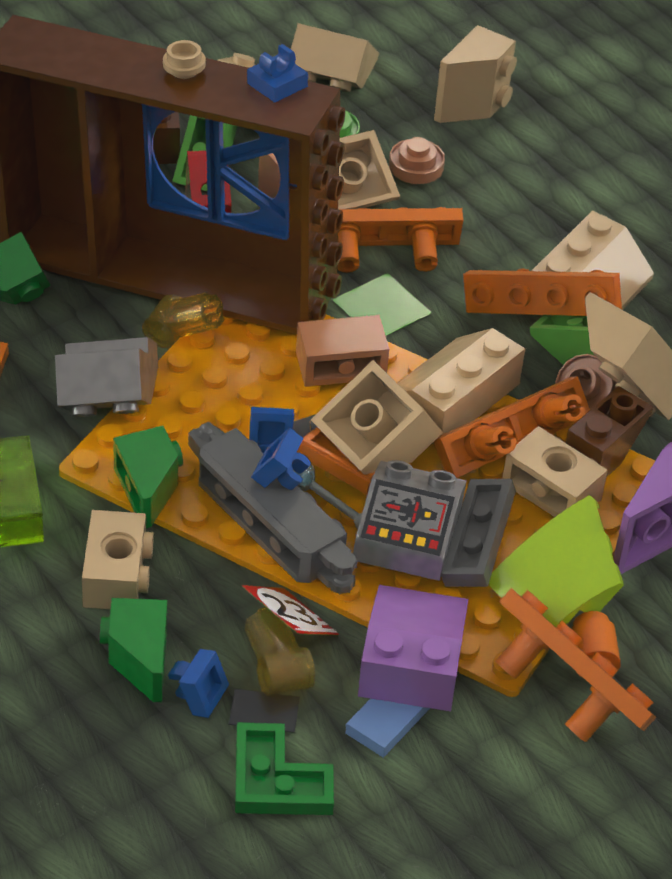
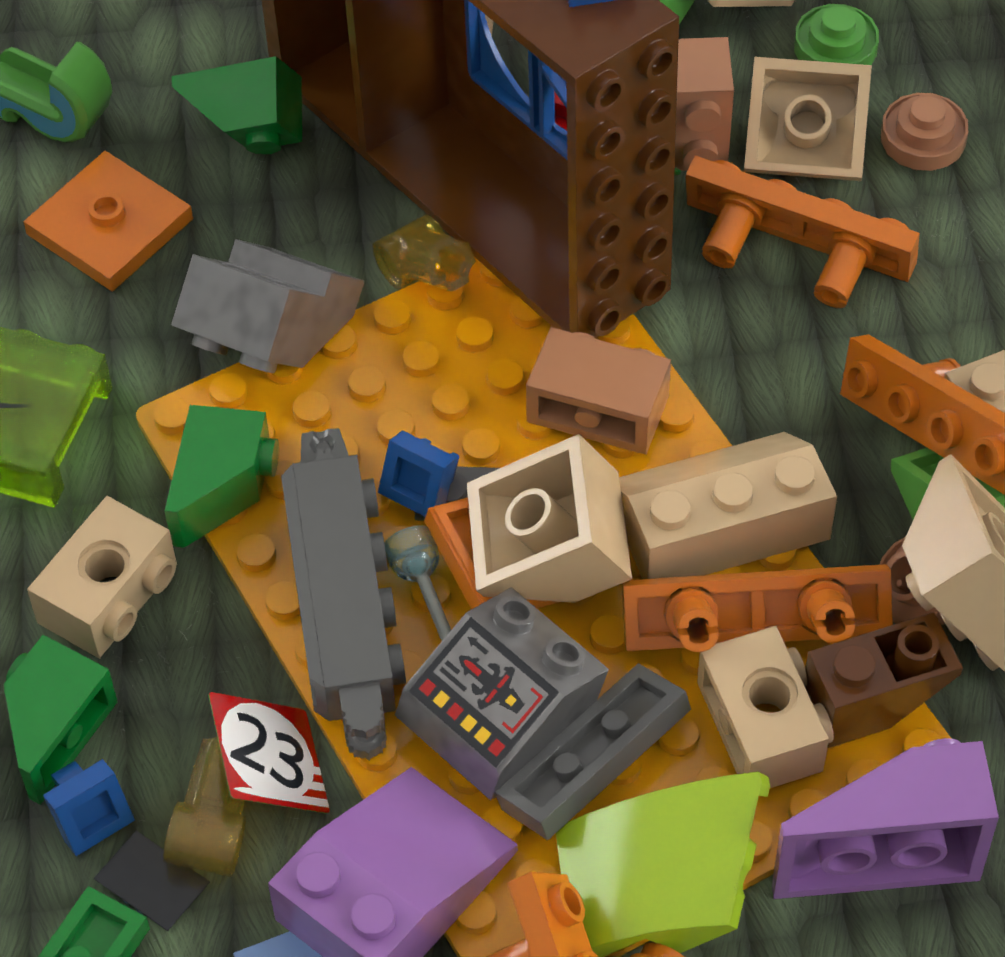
camera: 35 degrees right, 10 degrees up
(281, 460) = (360, 532): blue tile -> none
(384, 298) = (729, 338): bright green sticker -> none

